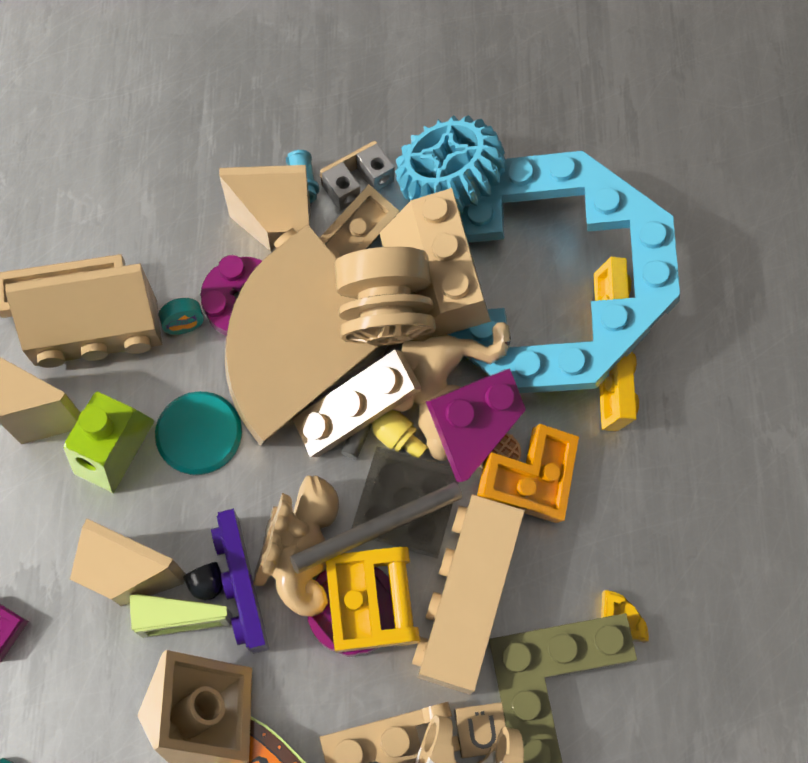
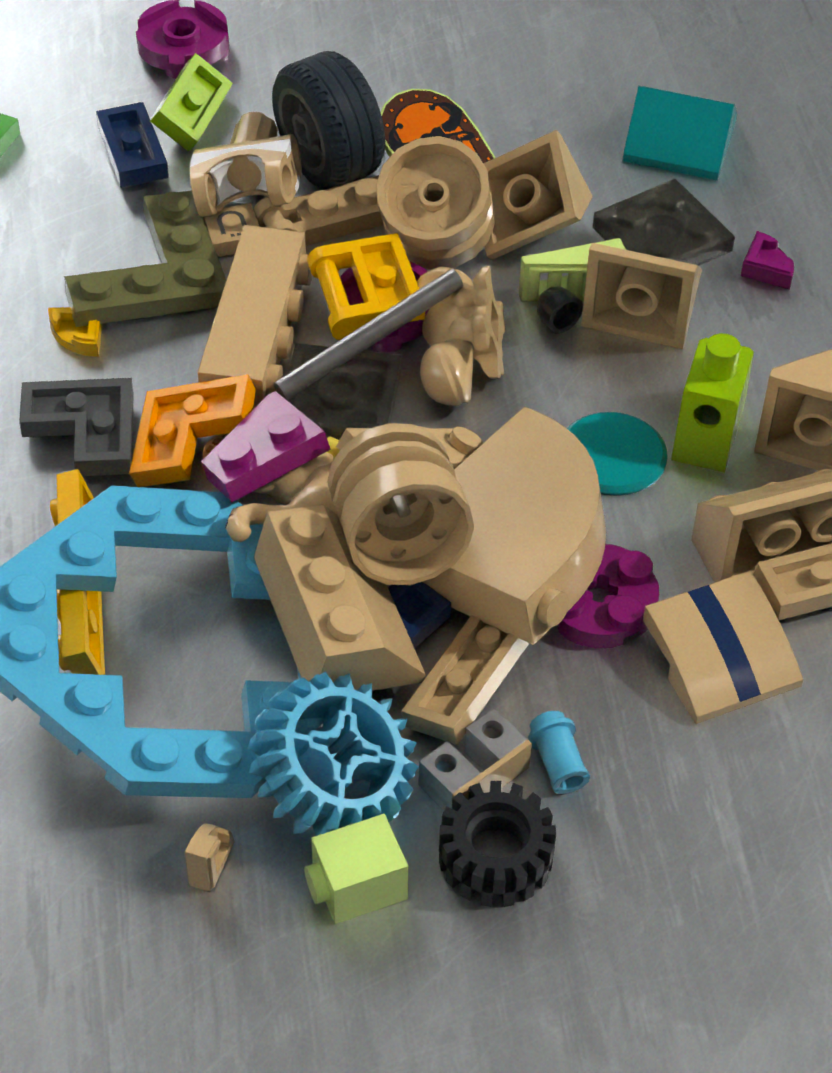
camera: 175 degrees right, 20 degrees down
(81, 679) = (666, 225): none -> clear smoke plate
(171, 238) = (723, 647): none -> tan slope
(180, 316) = (674, 549): teal tile -> none
(238, 582) = (523, 317): dark purple tile -> none
(267, 199) = (597, 675): tan slope -> none
(291, 694) = (436, 201): none -> tan wheel
(349, 102) = (496, 812): none -> black tyre
(440, 103) = (357, 869): none -> yellowish green brick
(532, 135) = (207, 855): none -> tan tile
(606, 510) = (93, 411): none -> dark grey plate

